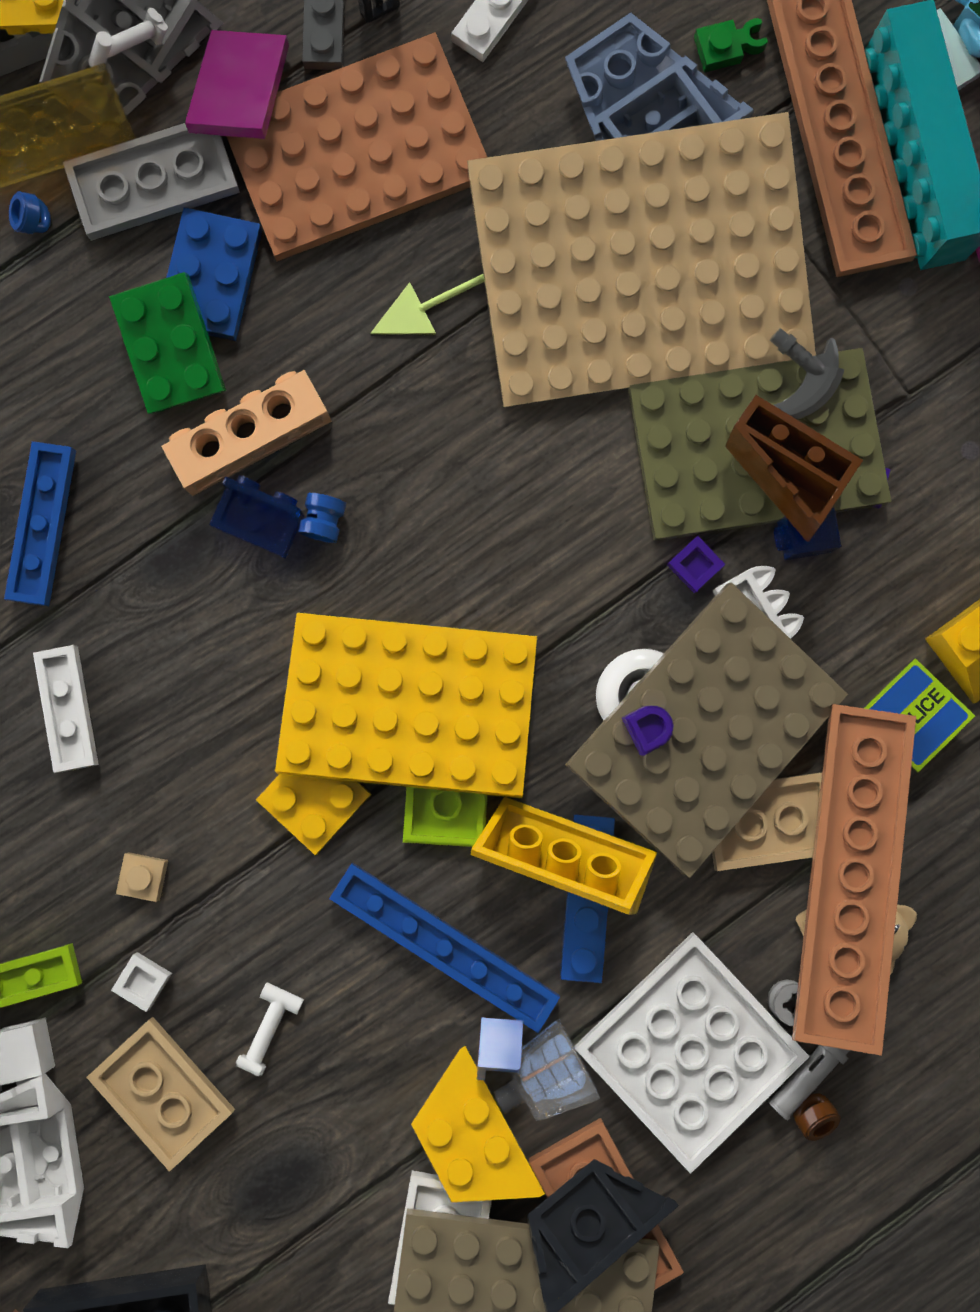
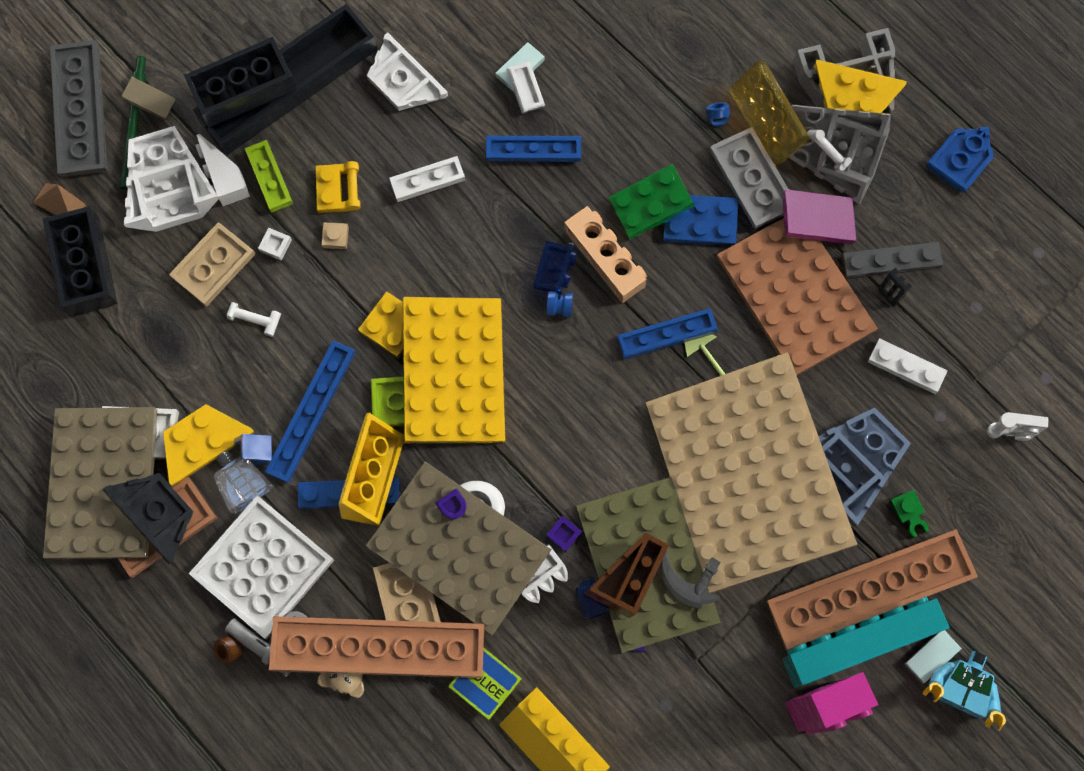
camera: 90 degrees right, 10 degrees down
(55, 877) = (330, 191): none -> yellow plate
(395, 356) = (667, 334): none -> blue tile

